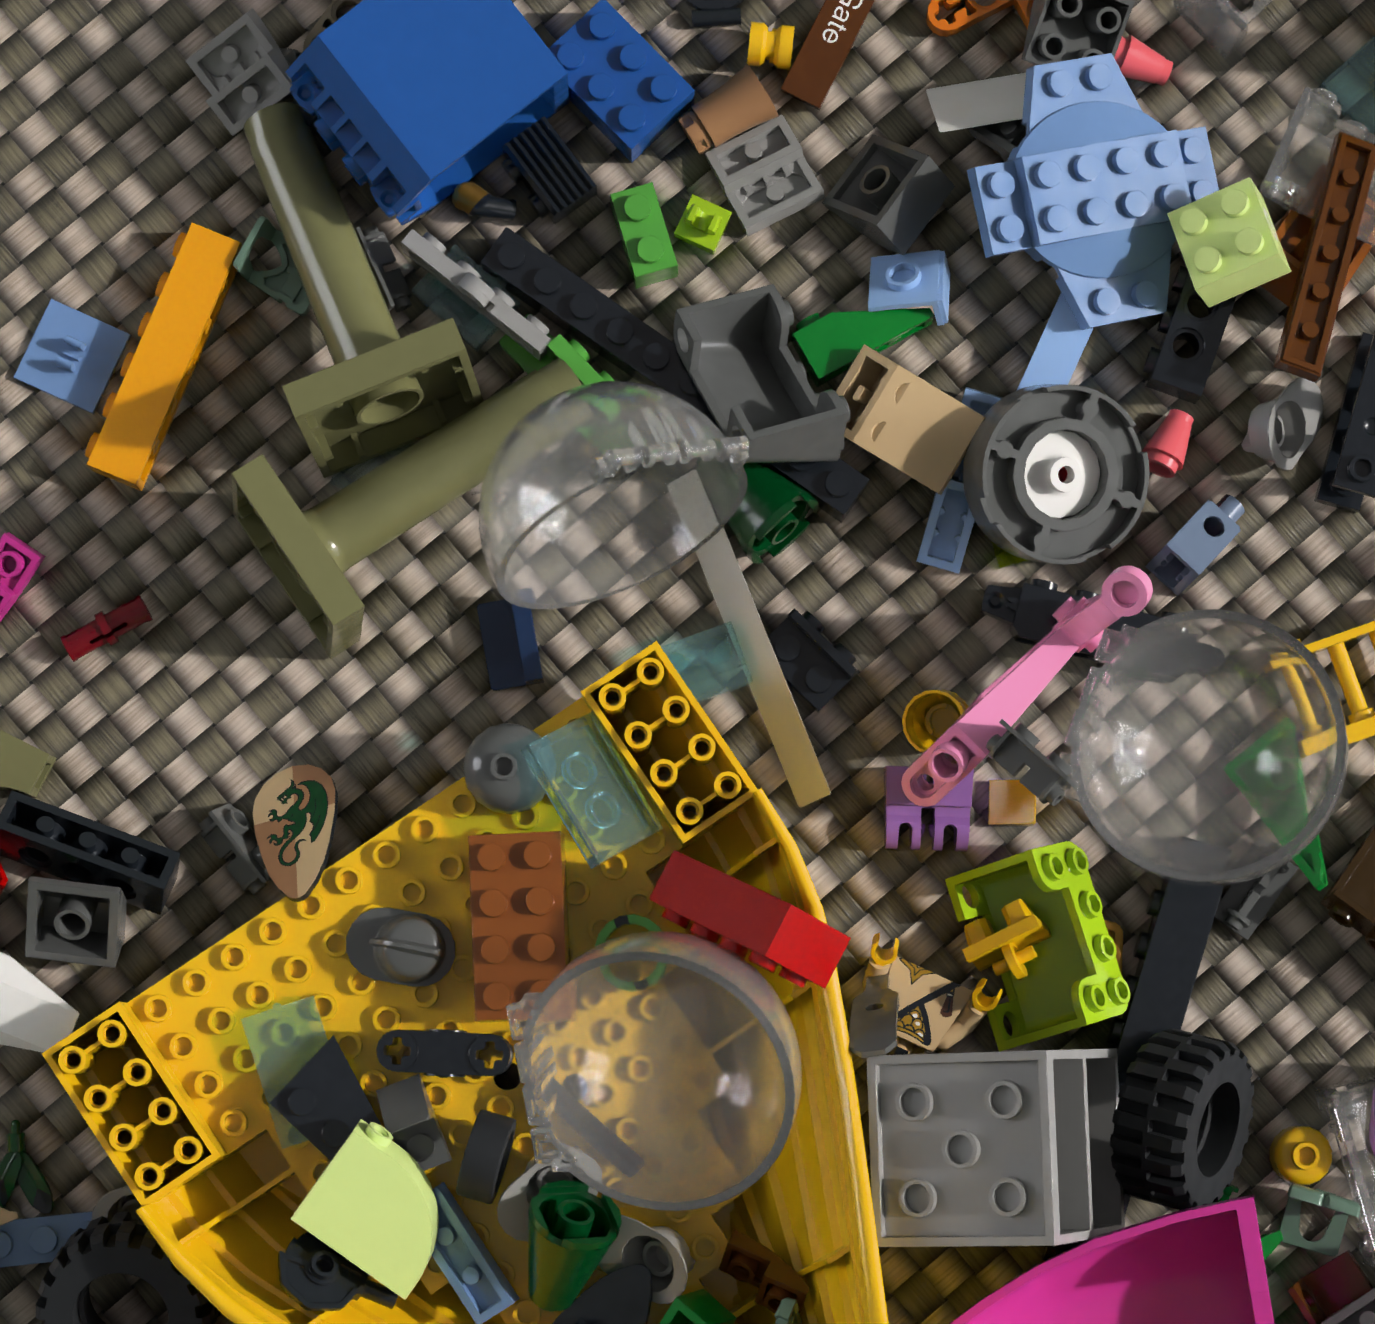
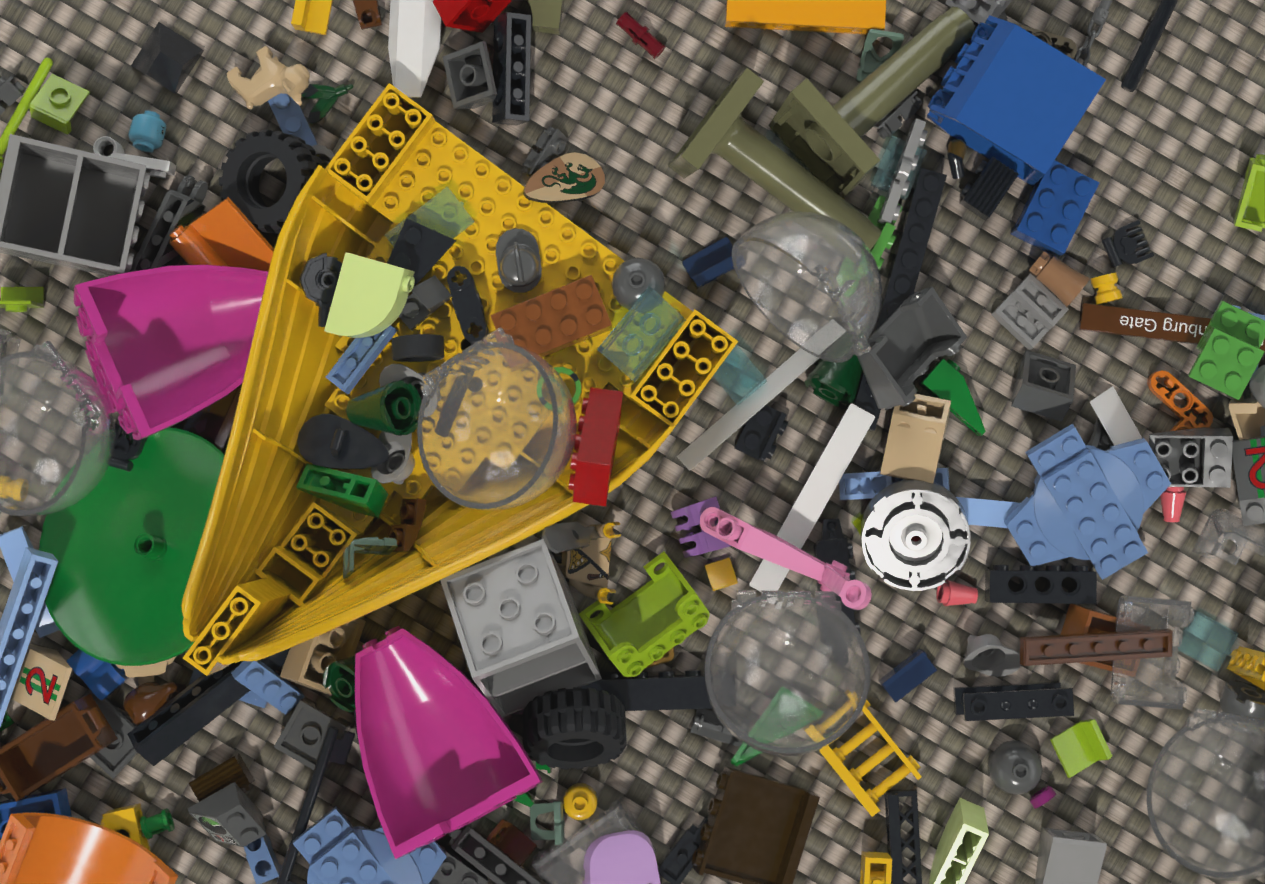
camera: 75 degrees right, 5 degrees up
(644, 235) = (970, 255): bright green brick -> none
(703, 224) = (989, 286): lime tile -> none
(910, 282) = (996, 415): light blue piece -> none
(930, 708) = (760, 514): yellow helmet -> none
(931, 600) = (816, 492): none -> white sticker
(1008, 947) = (638, 600): yellow hips -> none
(1045, 775) = (747, 565): dark grey hinge -> none
(1197, 543) = (904, 629): sand blue torso -> none
(1228, 242) = (1083, 588): yellowish green brick -> none
(1271, 565) = (907, 675): none -> dark blue panel

